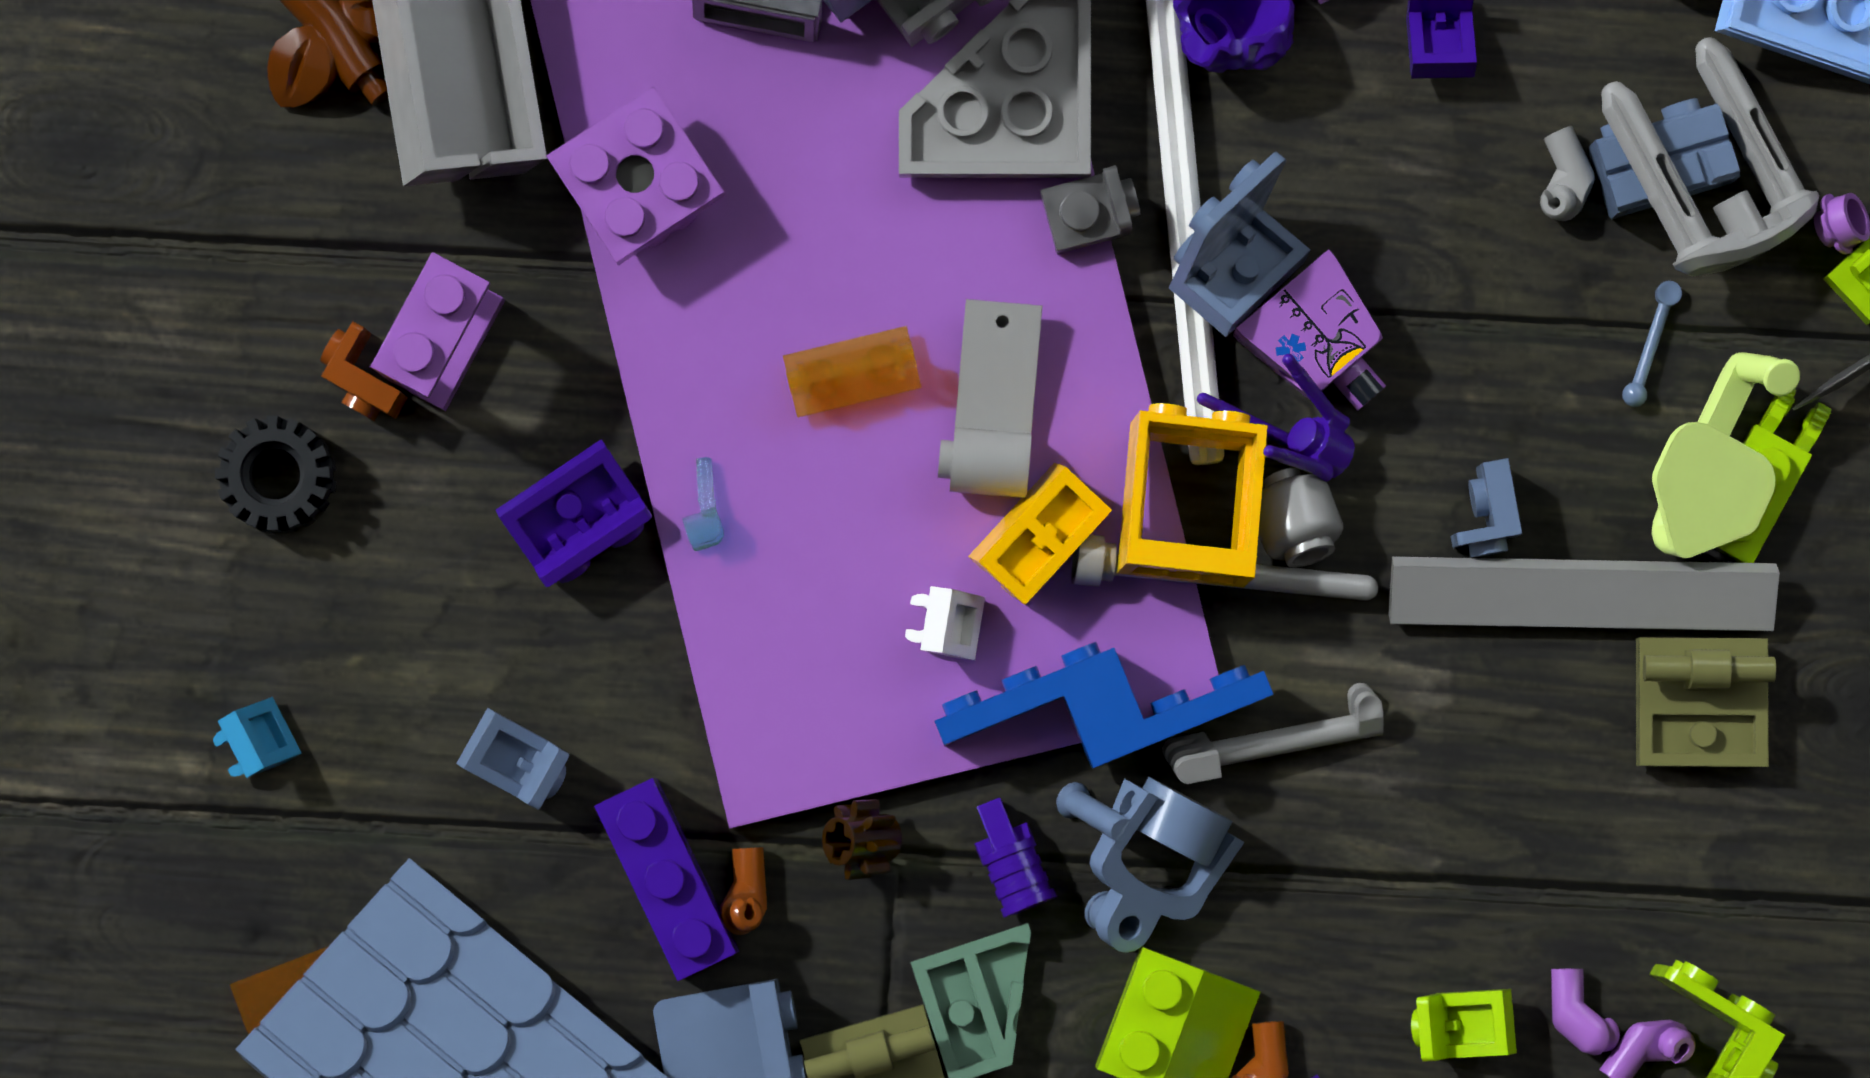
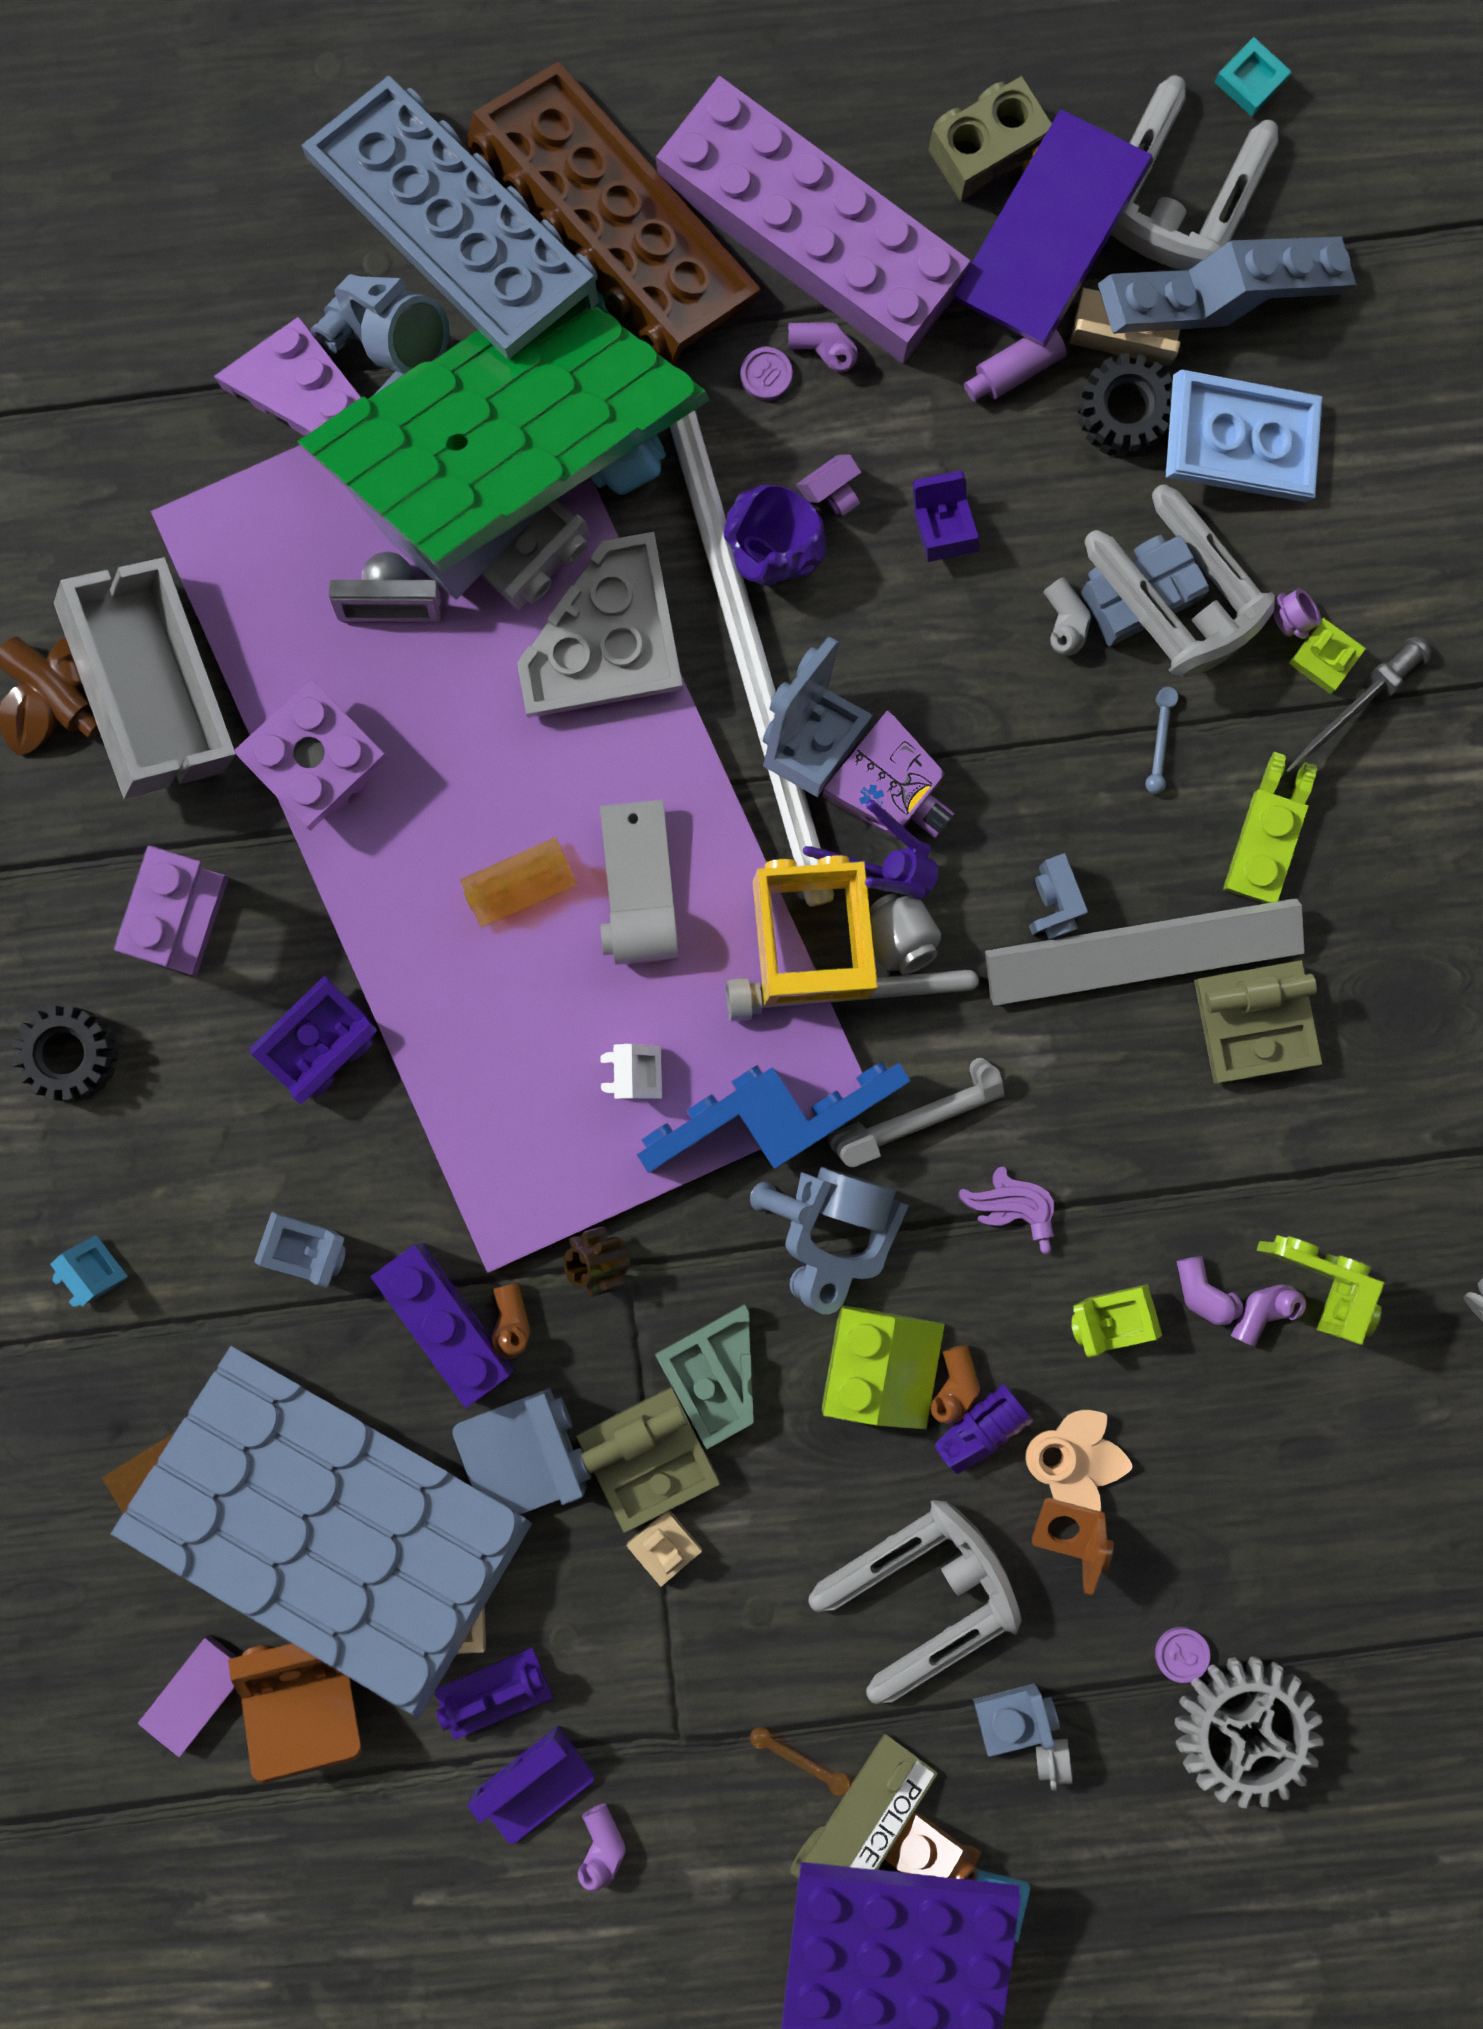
camera: 15 degrees left, 0 degrees up
(364, 392) = (123, 972): dark orange bracket -> none
(705, 527) = (421, 1031): clear light blue hand -> none
(1012, 861) = (722, 1256): dark purple hinge -> none
(1040, 533) = (695, 984): yellow hinge -> none
(1090, 210) = (688, 715): flat silver bracket -> none
(1370, 861) = (1013, 1201): none -> medium lavender piece
(1705, 480) = (1231, 841): yellowish green piece -> none

